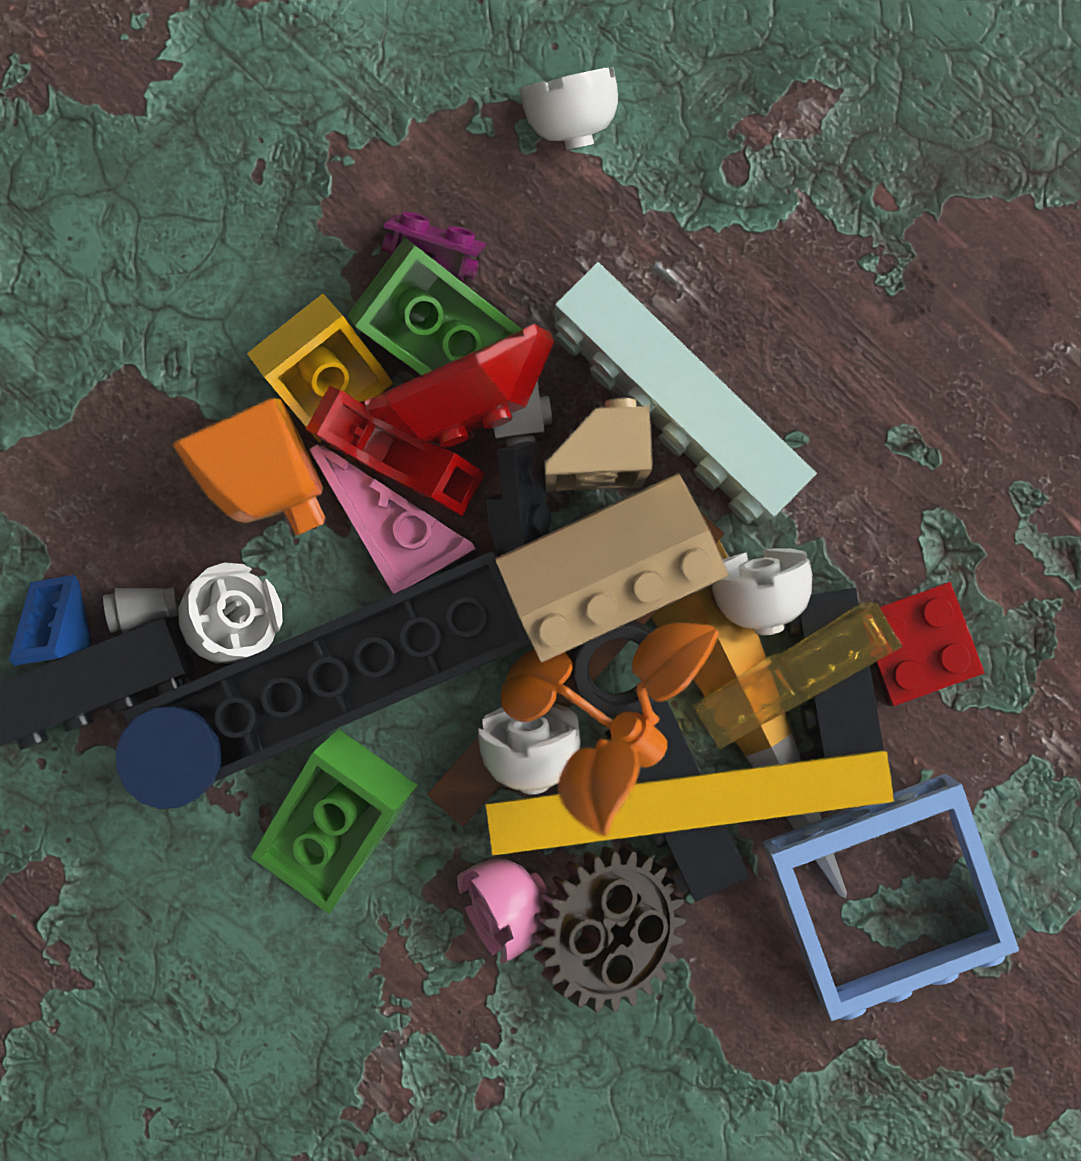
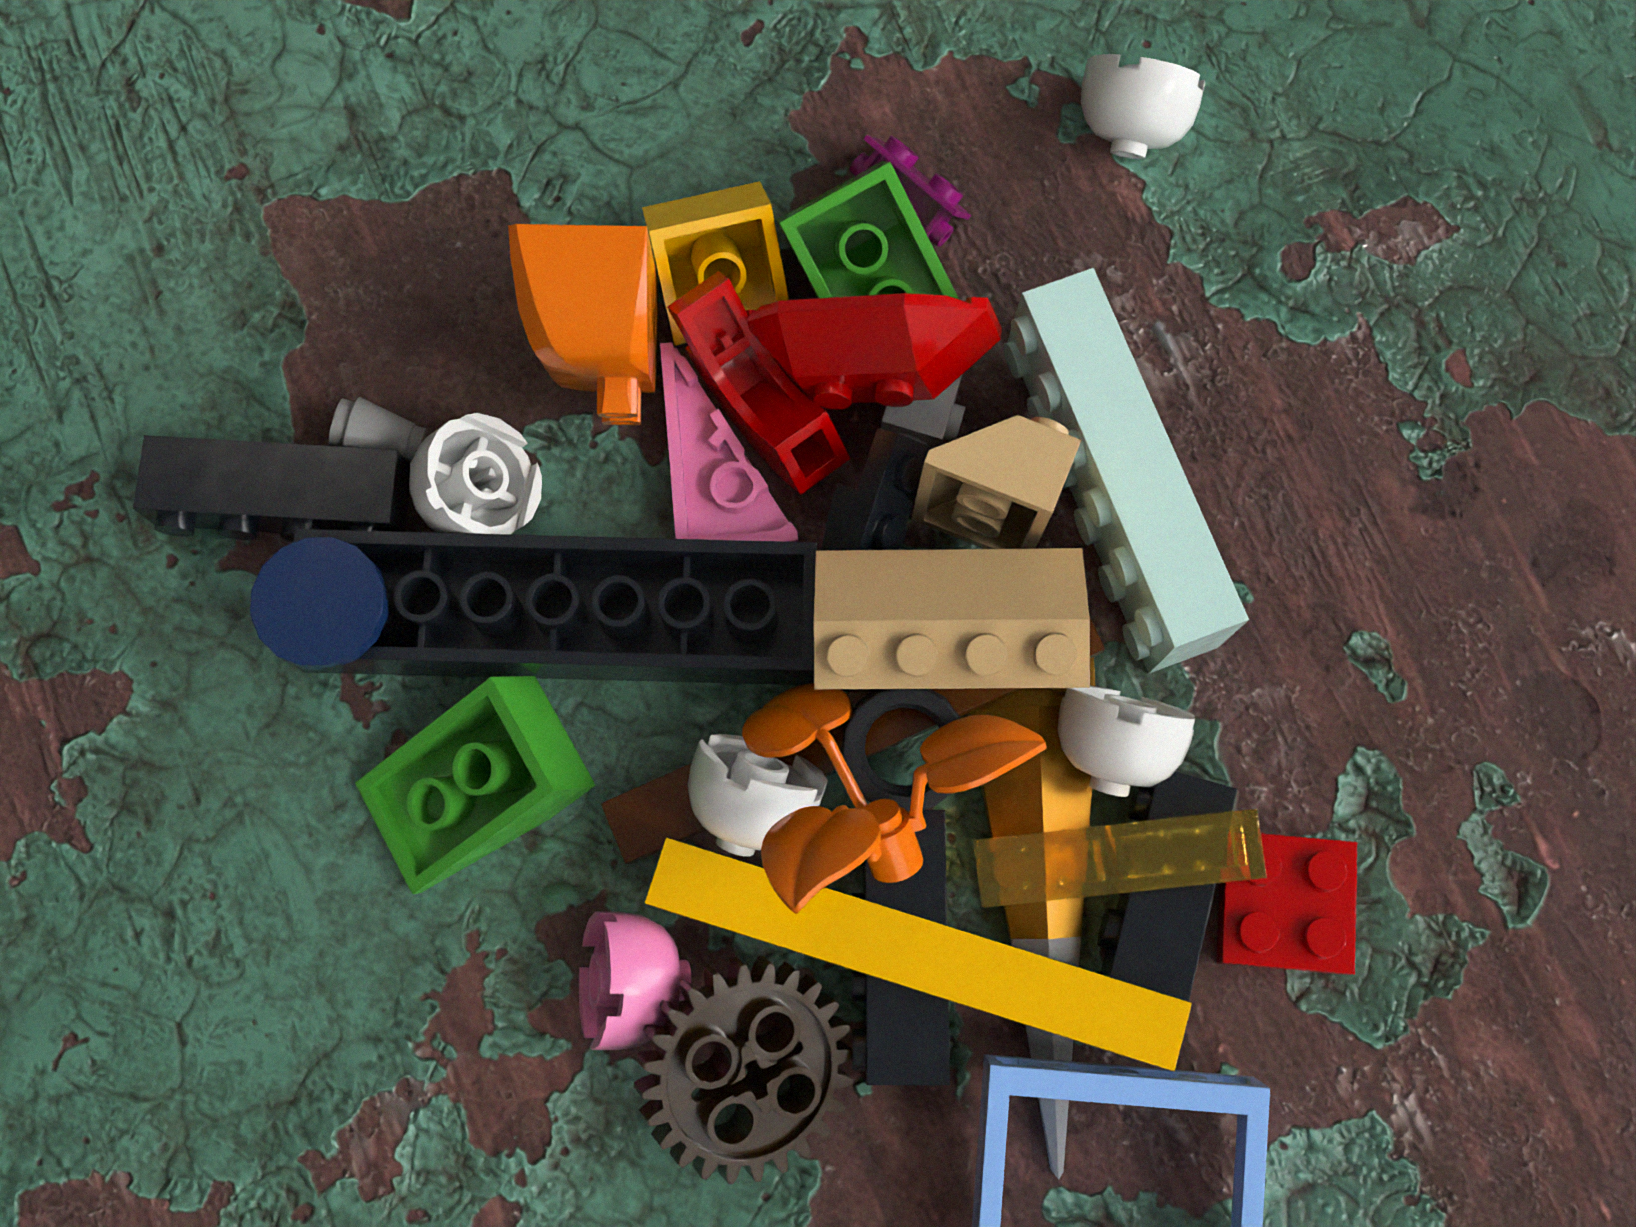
camera: 20 degrees right, 10 degrees down
(51, 622) = (268, 401): blue slope -> none

